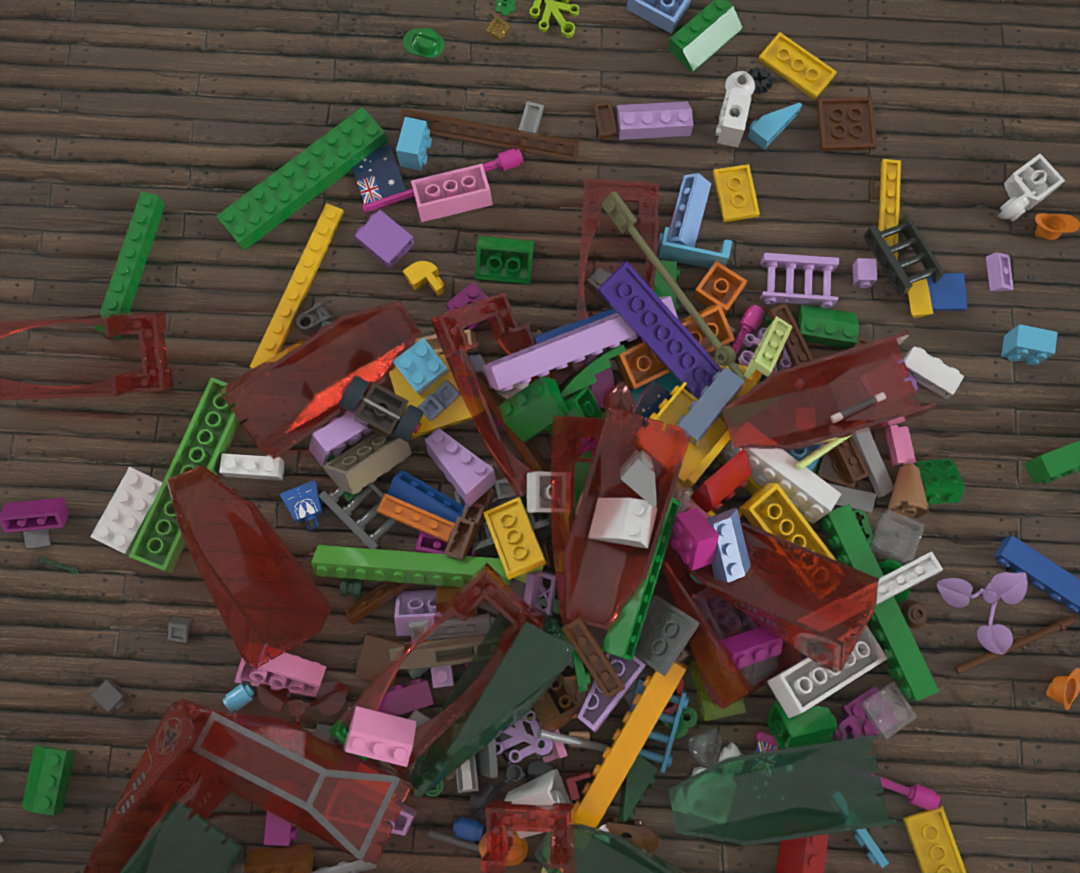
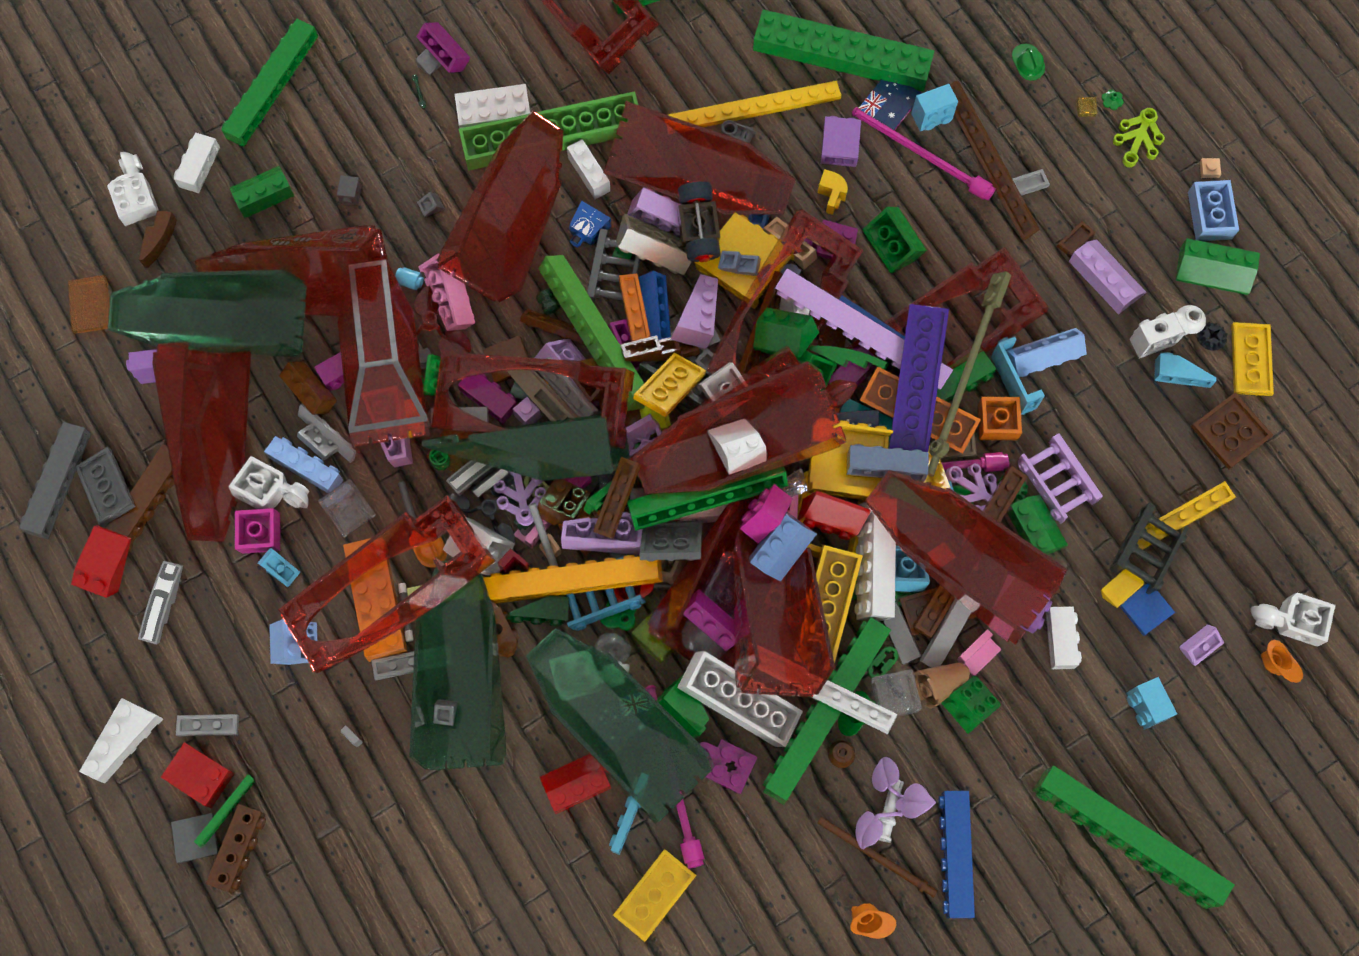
camera: 55 degrees right, 5 degrees down
(380, 736) = (449, 387): bright pink slope -> none
(421, 366) = (755, 229): medium azure brick -> none
(452, 192) = (917, 163): bright pink slope -> none
(468, 829) = (421, 504): blue brick -> none
(640, 476) = (779, 426): light grey slope -> none
(736, 193) = (1096, 381): yellow tile -> none
(769, 348) = (974, 480): yellowish green fence -> none
(818, 453) = (919, 579): yellowish green bar -> none
(858, 407) = (979, 586): dark grey bar -> none
(864, 272) = (1108, 528): lavender brick -> none
(888, 710) = (743, 775): clear plate -> none
(985, 609) = (890, 806): none -> white pin

